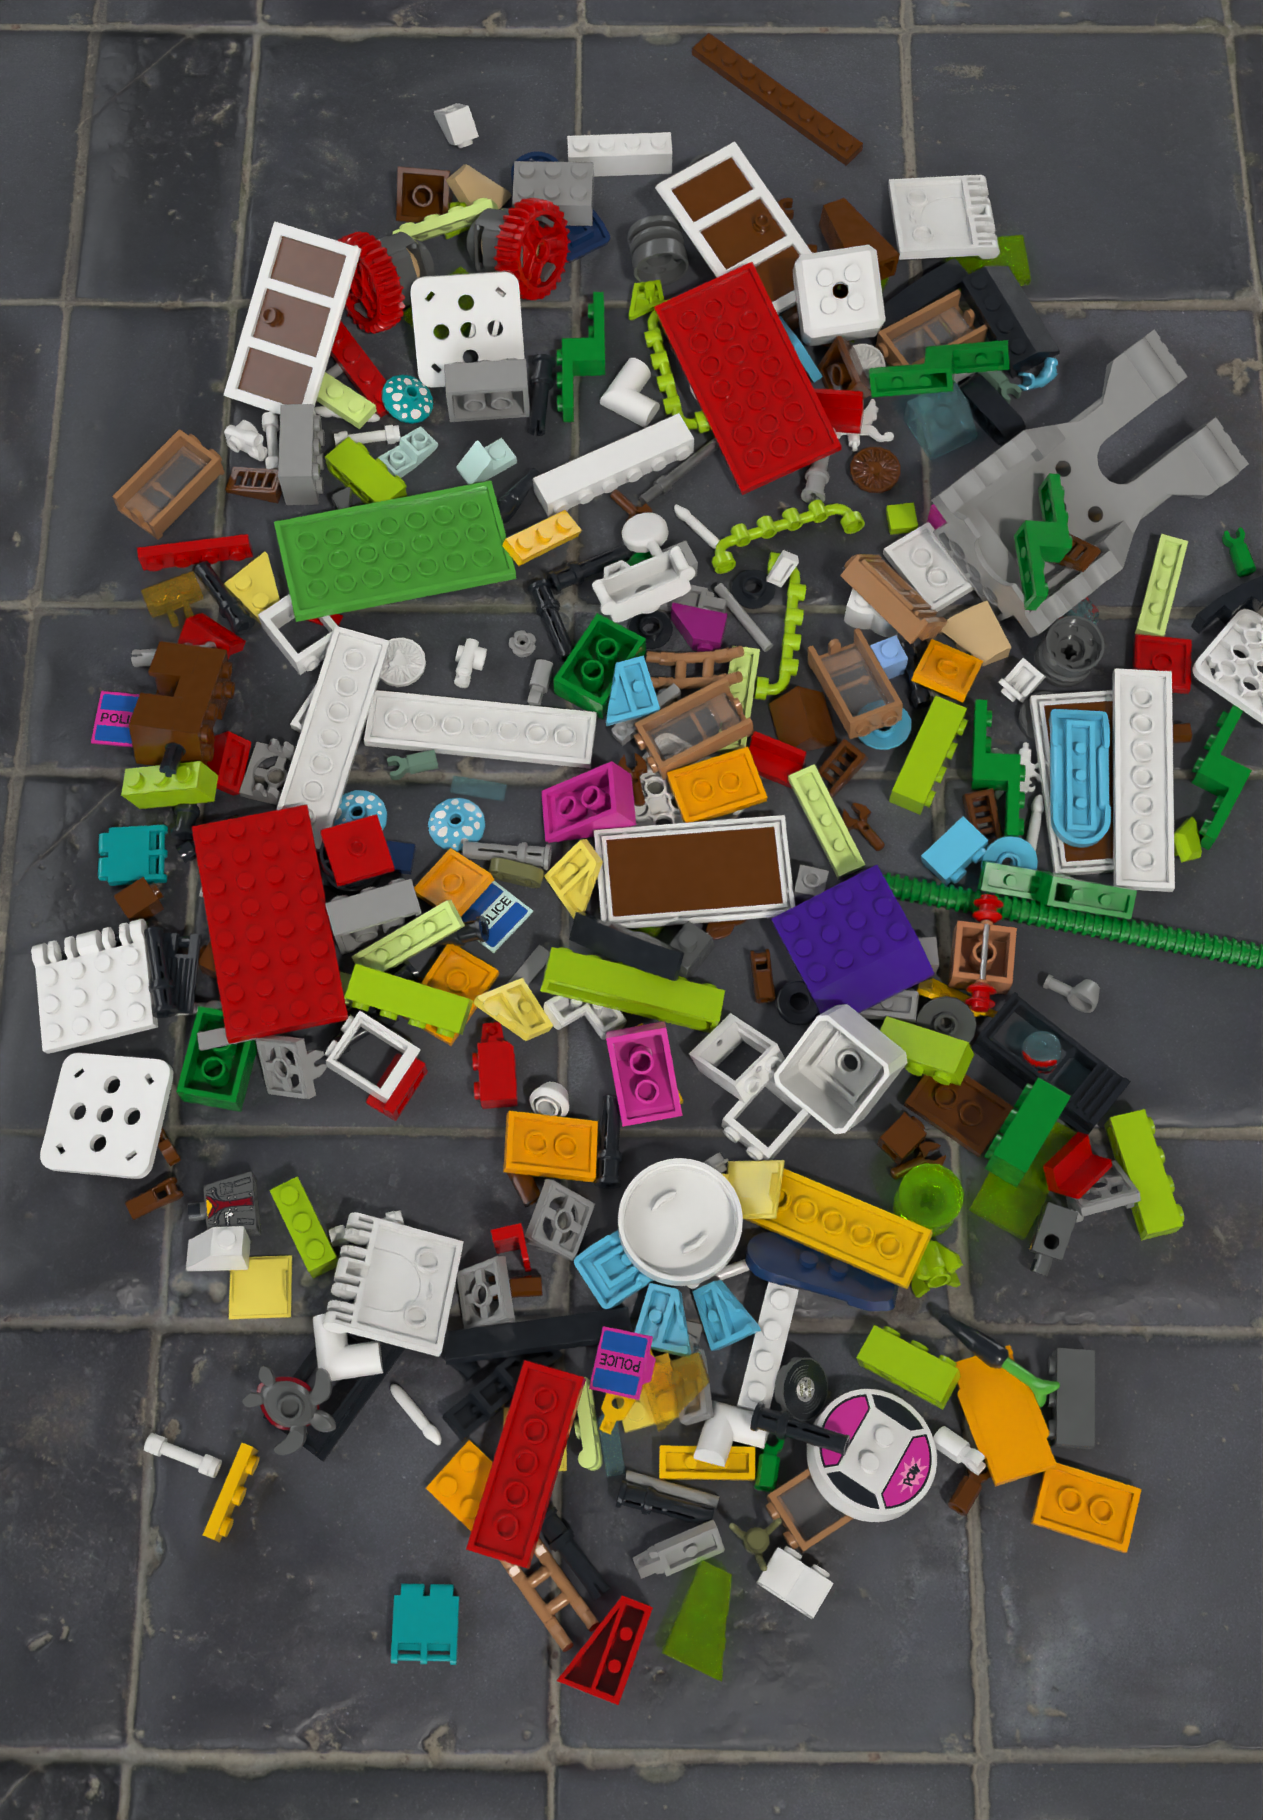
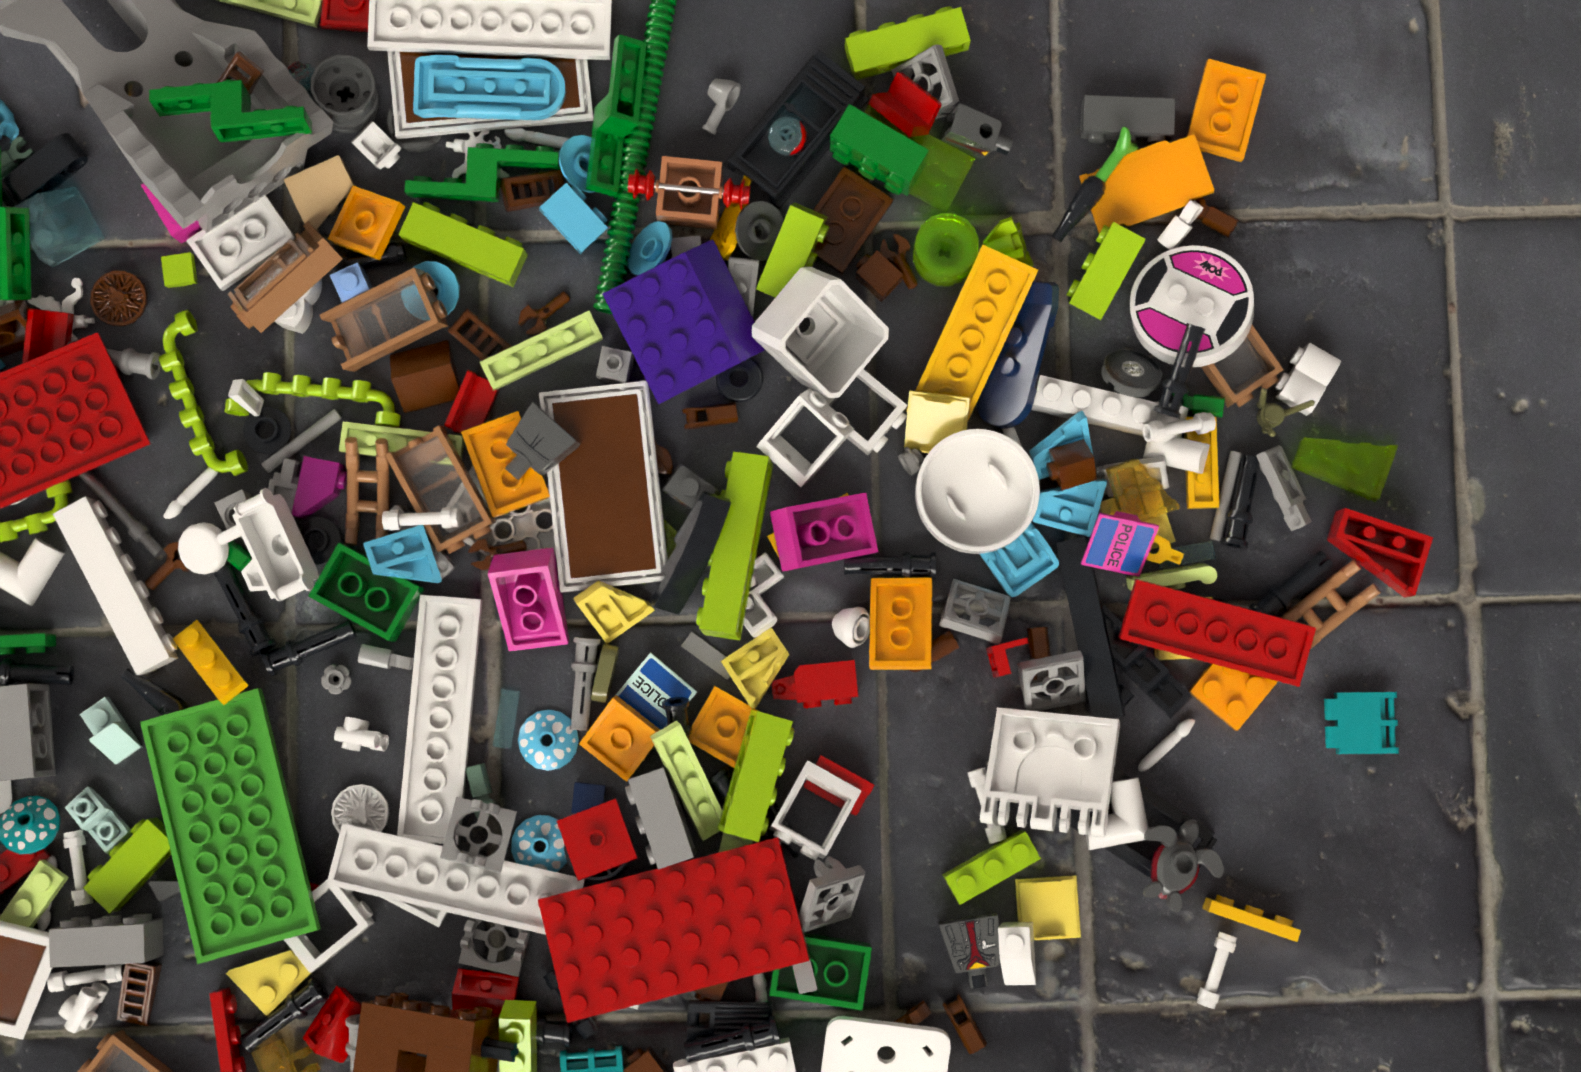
camera: 90 degrees left, 15 degrees up
(346, 770) = (463, 807): none -> light grey piece
(665, 685) = (394, 520): none -> white bar
(705, 1319) = (1071, 464): none -> reddish brown brick
(735, 810) = (538, 443): none -> dark grey torso
(747, 1459) = (1156, 430): none -> white bar
(927, 921) = (650, 247): none -> medium azure dish

